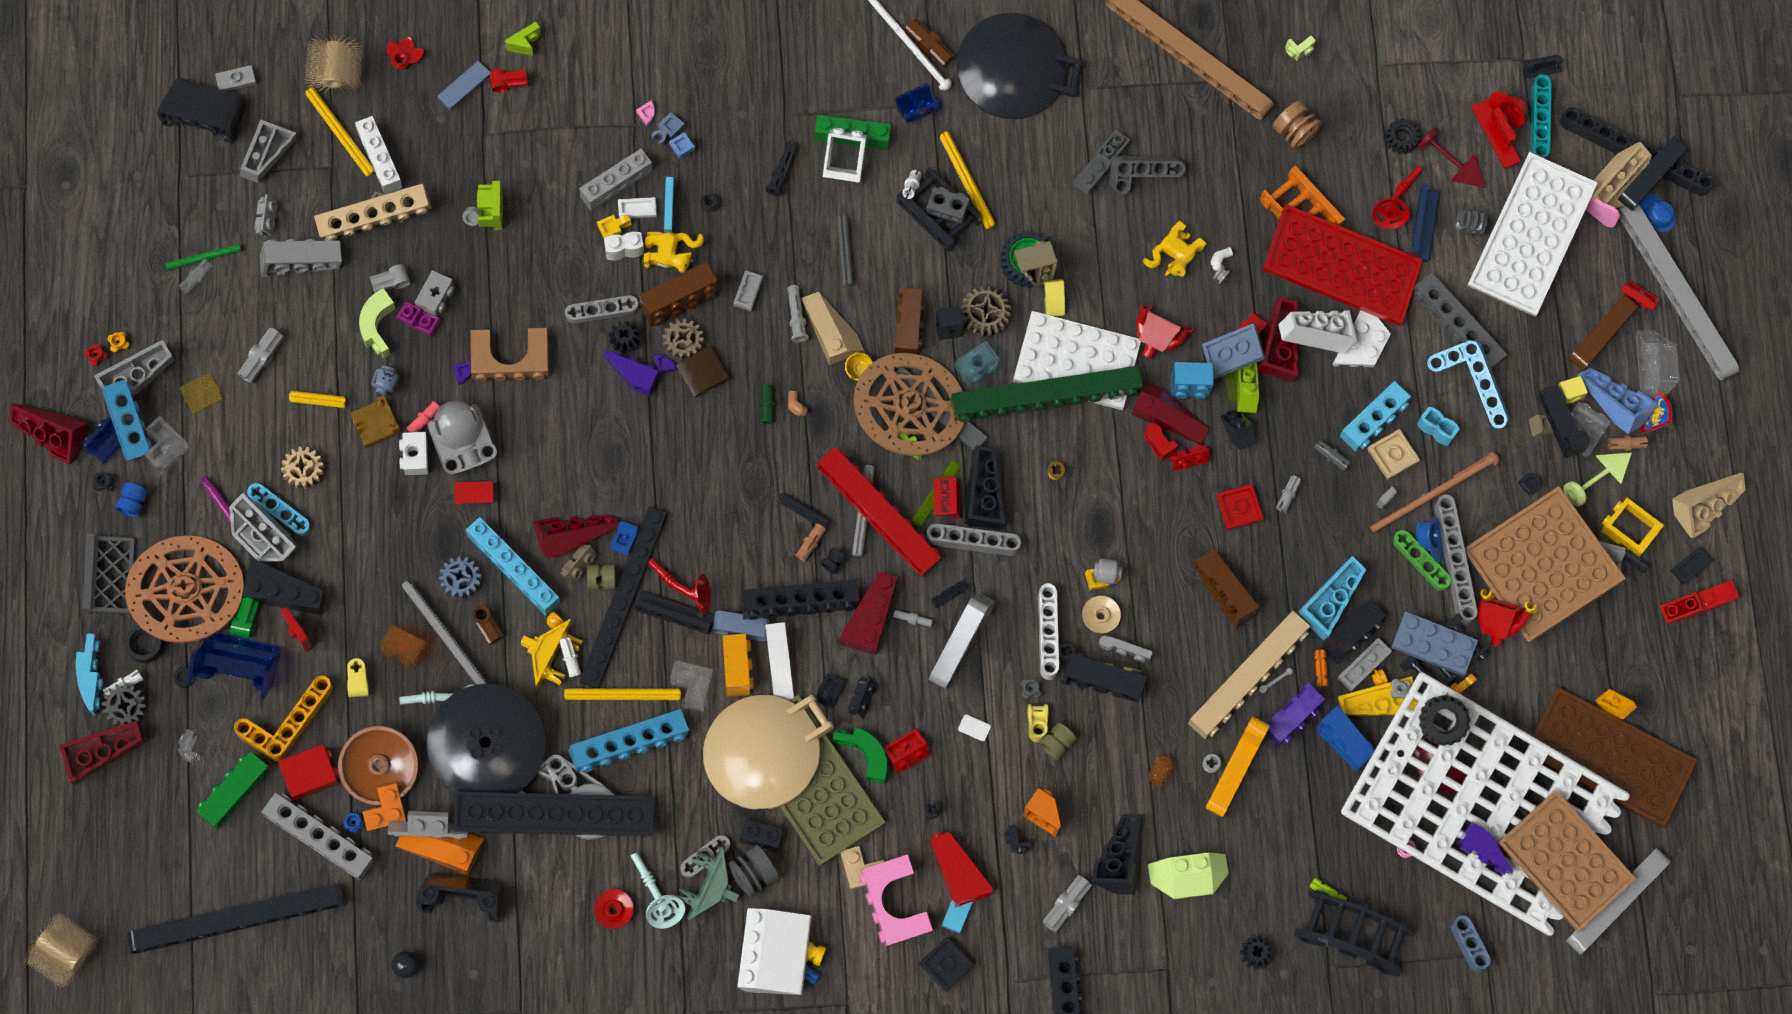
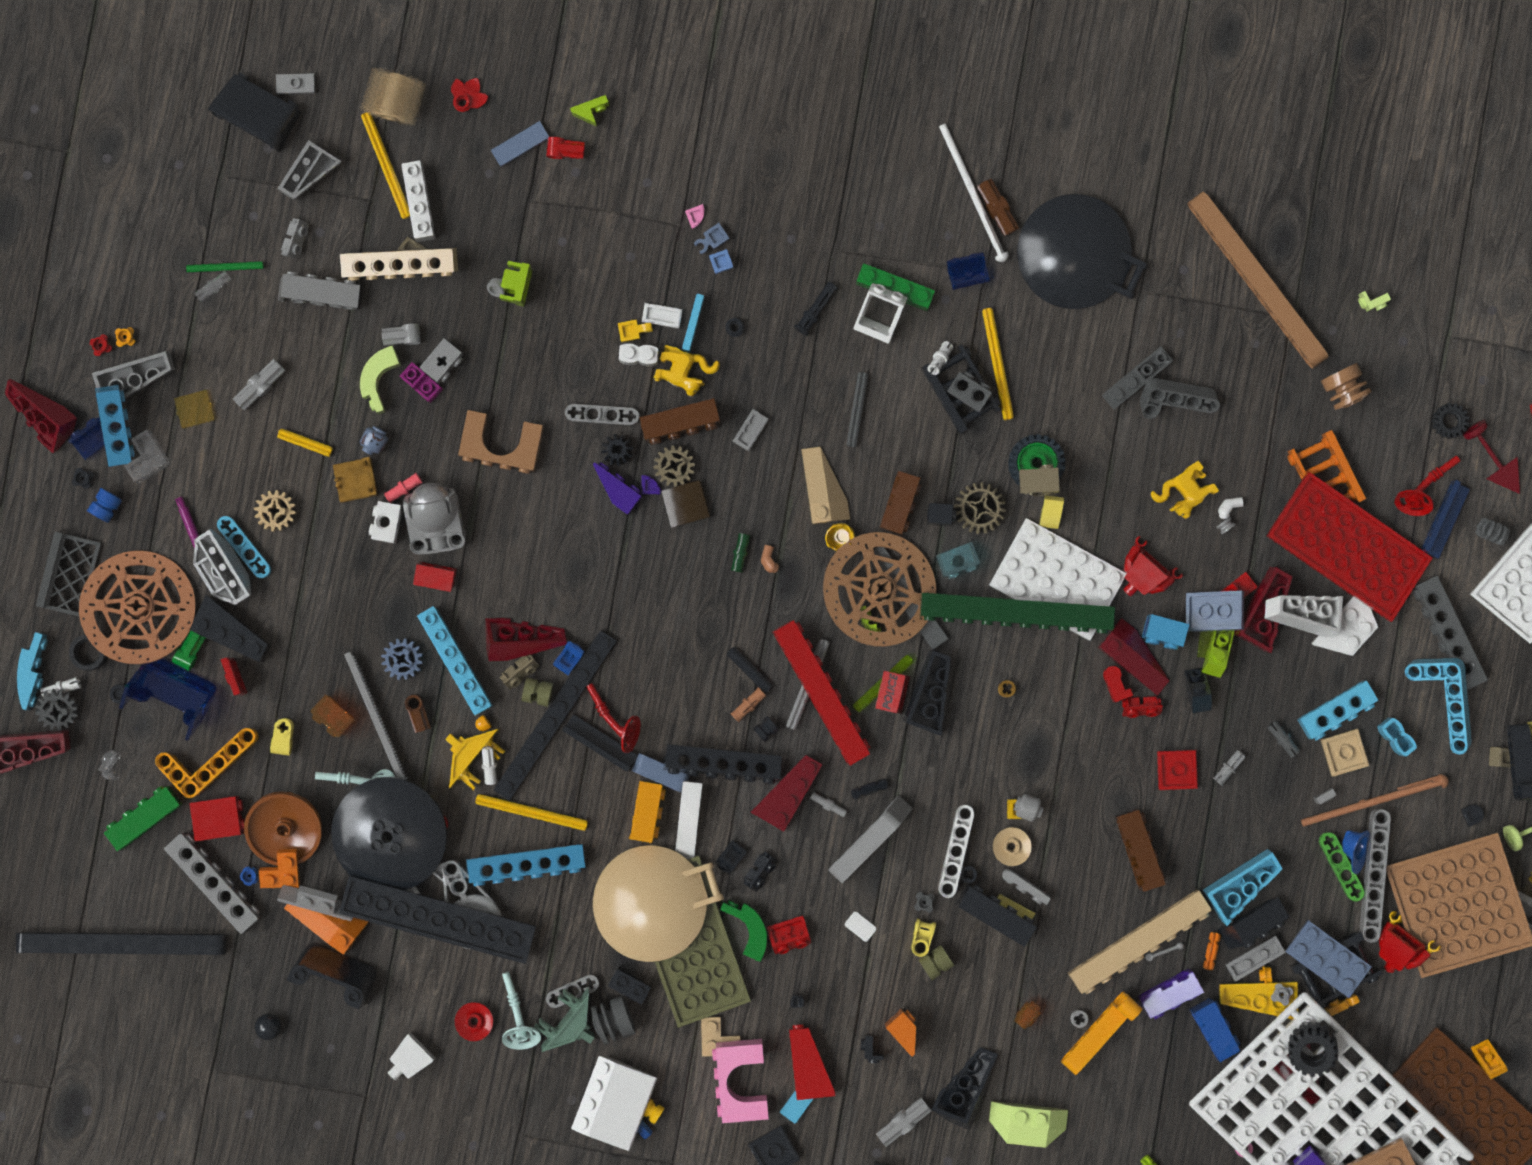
camera: 25 degrees right, 15 degrees up
(462, 372) = (451, 447): dark purple tile -> none
(557, 960) = (409, 1058): none -> white torso
(615, 179) = (647, 282): light grey brick -> none
(696, 680) = (604, 819): clear brick -> none
(797, 322) = (791, 475): light grey pin -> none
(980, 546) = (914, 747): light grey beam -> none

